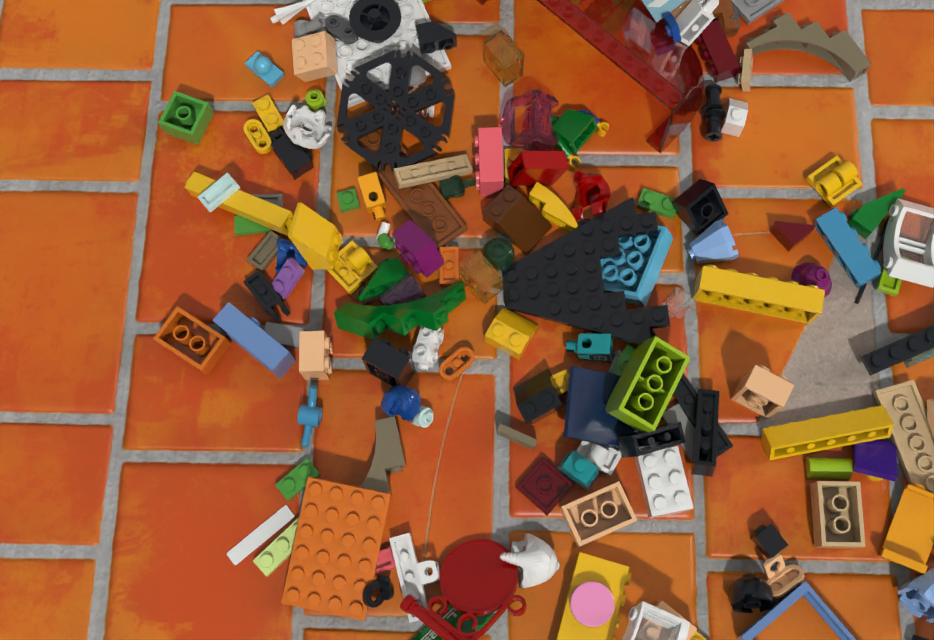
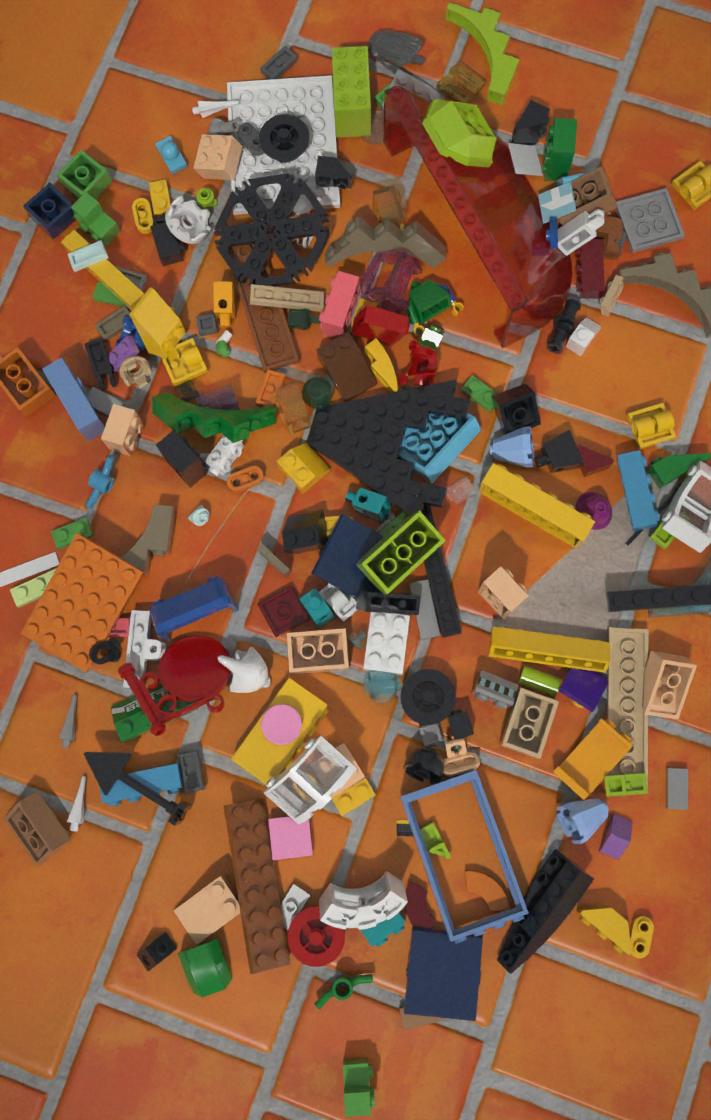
camera: 20 degrees right, 5 degrees up
(163, 160) = (50, 210): none -> dark blue brick
(211, 156) = (94, 220): none -> bright green brick
(311, 296) = (135, 377): none -> tan piece
(348, 200) = (203, 300): bright green plate -> none
(361, 223) = (206, 325): none -> dark grey plate
(385, 277) = (206, 381): green slope -> none
(401, 401) = (181, 494): blue hair -> none
(417, 249) = (244, 364): magenta brick -> none
(454, 512) = (191, 606): none -> blue windscreen
(512, 81) = (386, 236): none -> dark tan arch
(589, 163) = (431, 337): none -> bracket
(632, 489) = (357, 640): none -> clear light blue tile
(674, 529) = (381, 686): none -> clear light blue plant
(705, 433) = (439, 612): black slope -> none
(726, 523) = (428, 697): none -> black wheel
(741, 560) = (430, 734): none -> light grey tile
(759, 236) = (560, 454): none -> black torso
(790, 492) = (494, 689): none -> light grey slope

